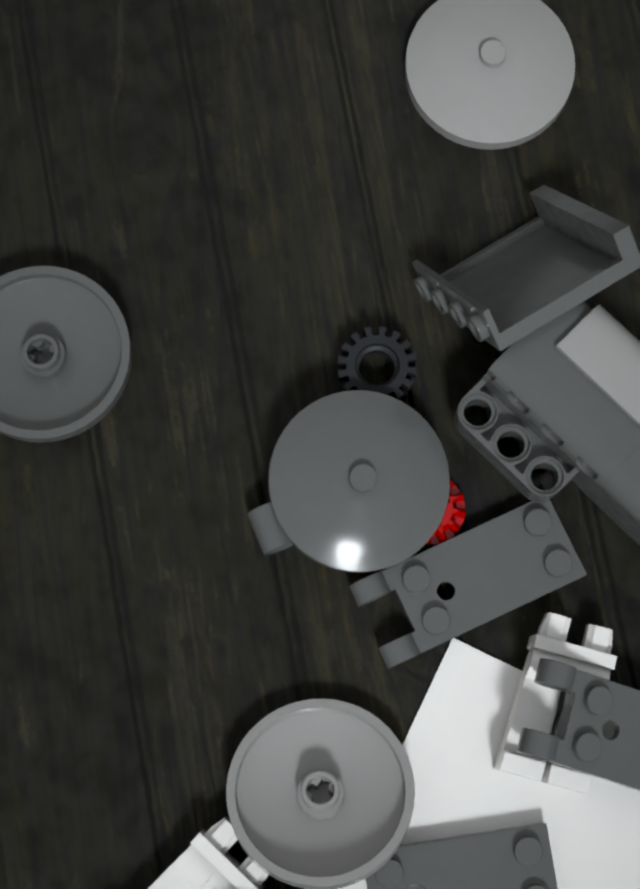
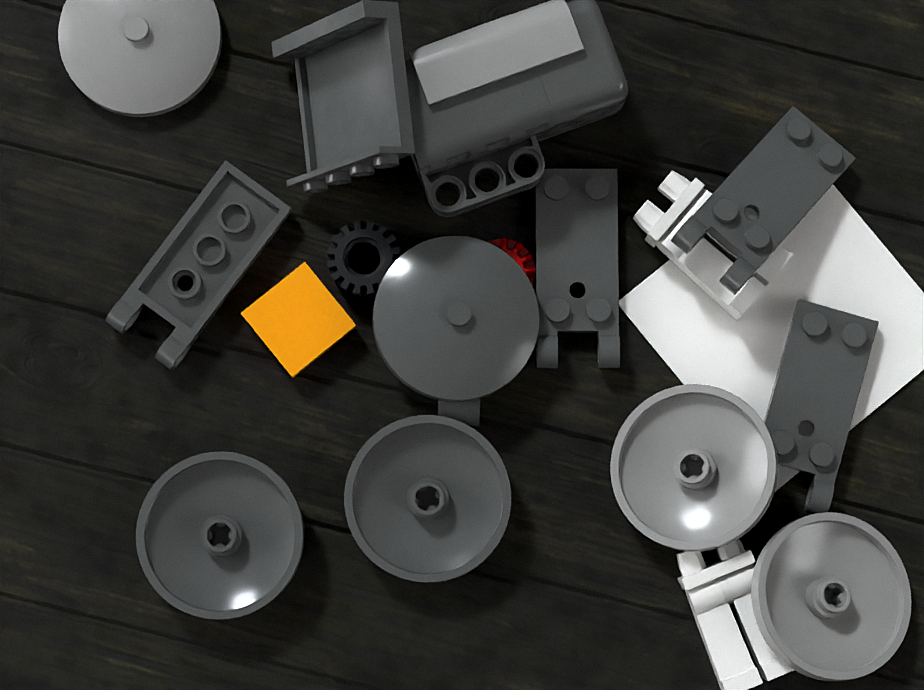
camera: 65 degrees left, 5 degrees up
(167, 537) = (427, 498): none -> dark grey dish
(287, 334) = (298, 319): none -> light orange tile
(320, 220) = (214, 248): none -> dark grey hinge

